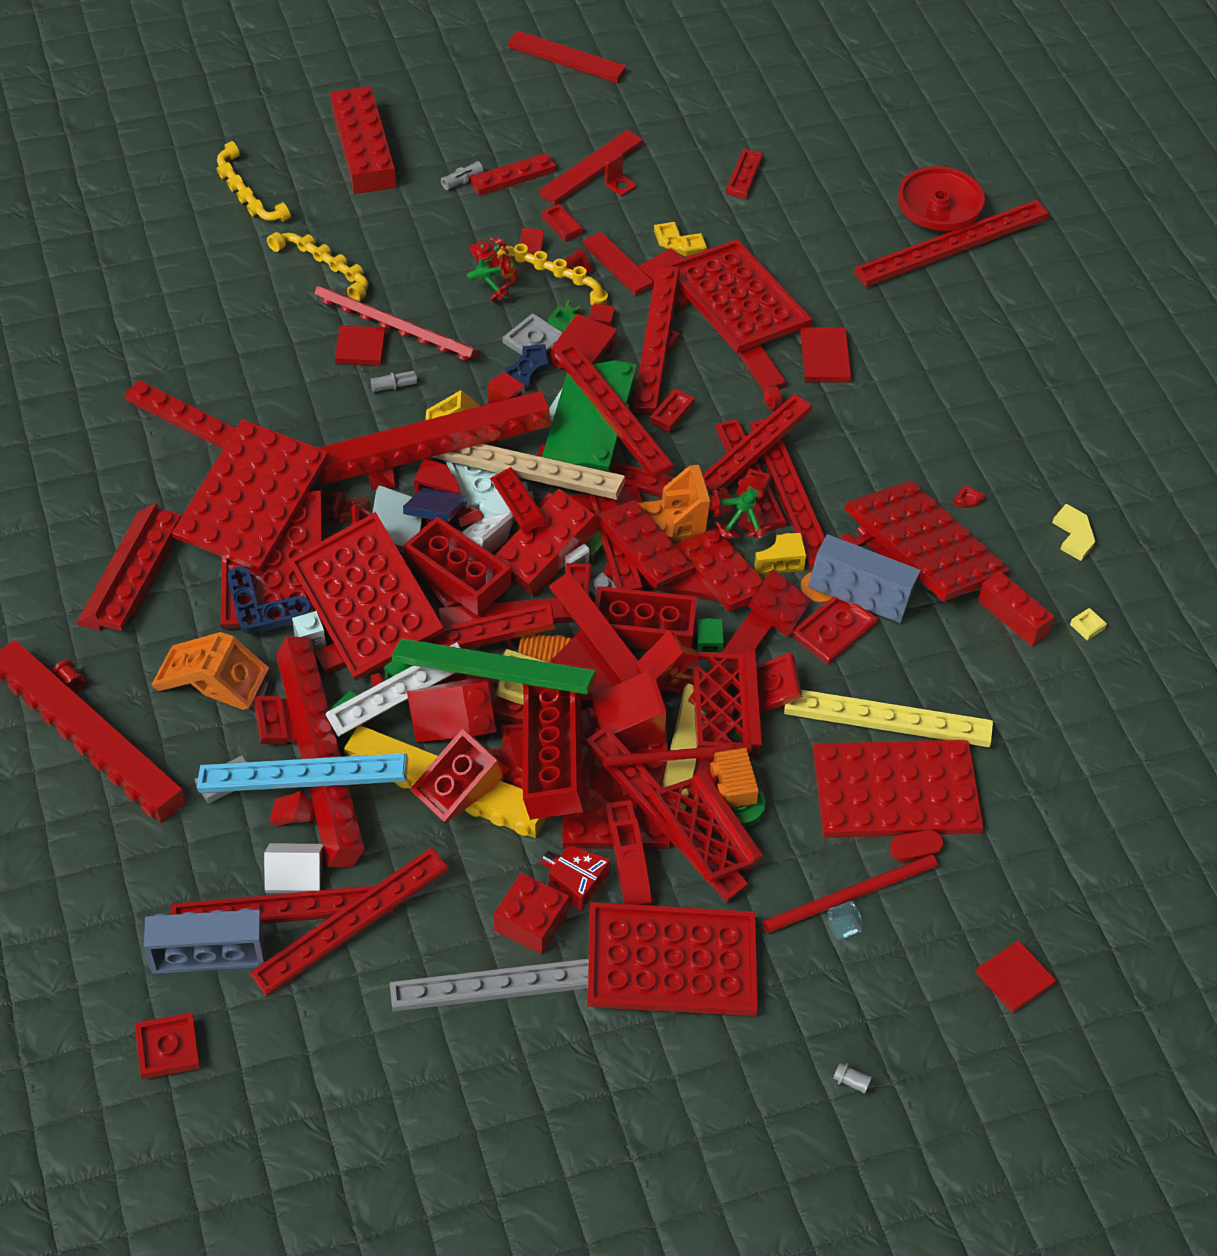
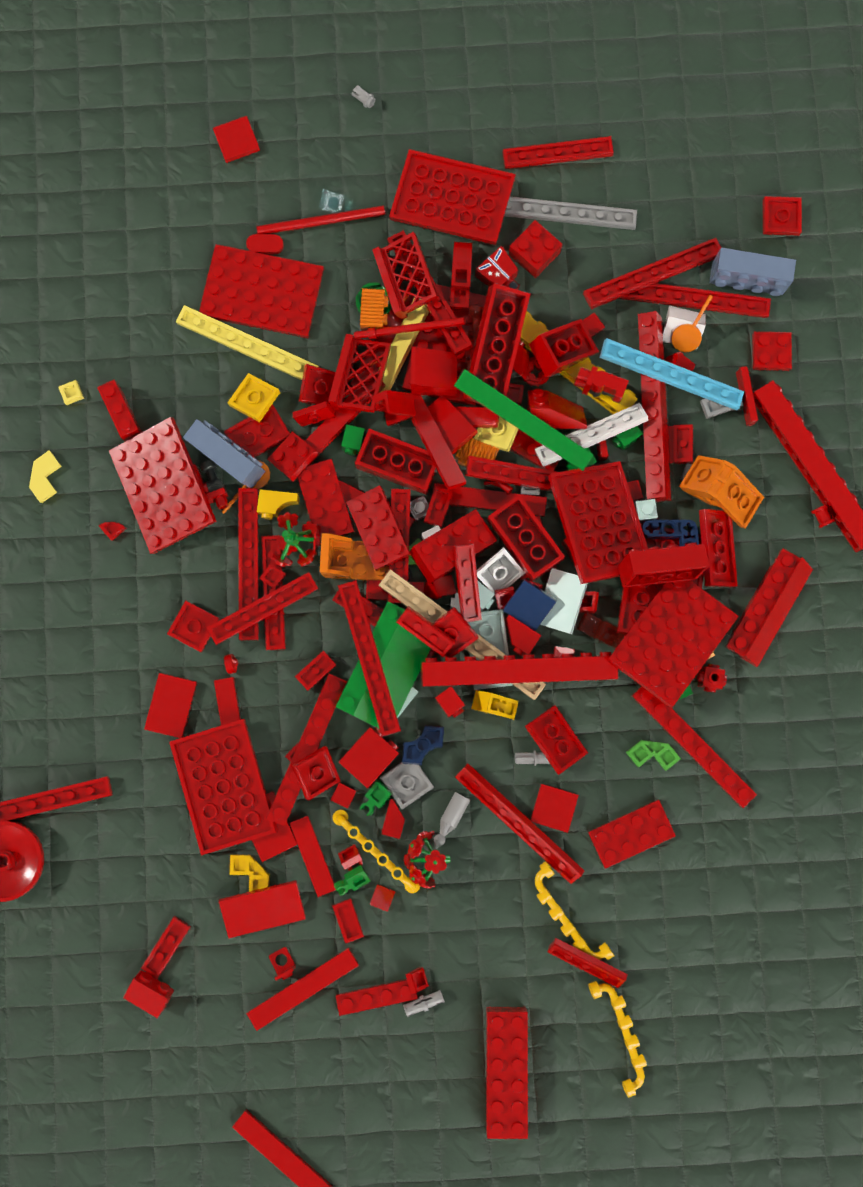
camera: 165 degrees left, 30 degrees up
(160, 863) = (772, 351): none -> red plate
(190, 793) = (748, 399): none -> red tile
(191, 480) = (705, 681): none -> red brick
(205, 601) = (719, 542): none -> red plate
(263, 413) = (661, 752): none -> bright green tile
(266, 340) = (631, 834): none -> red plate
(278, 541) = (663, 565): none -> red brick
(285, 845) = (688, 336): none -> orange piece
(294, 227) = (587, 963): none -> red tile
(372, 397) = (556, 739): none -> red tile
(400, 731) = (601, 383): none -> red hips
(426, 838) = (593, 324): none -> red tile
(474, 188) = (417, 980): none -> red tile
(474, 317) = (451, 817): none -> light grey wheel
(523, 451) = (457, 628): none -> red tile
(530, 1067) = (558, 152): none -> red tile
(538, 303) = (393, 821): none -> red tile
(554, 443) = (425, 631): none -> red tile
(566, 249) = (354, 879): none -> green plate
(638, 317) = (316, 773): none -> red tile
(656, 212) = (262, 909): none -> red tile
(746, 133) = (149, 993): none -> red brick
(773, 648) = (313, 414): none -> red plate
(830, 423) = (191, 626): none -> red plate
(854, 656) = (253, 397): none -> yellow plate

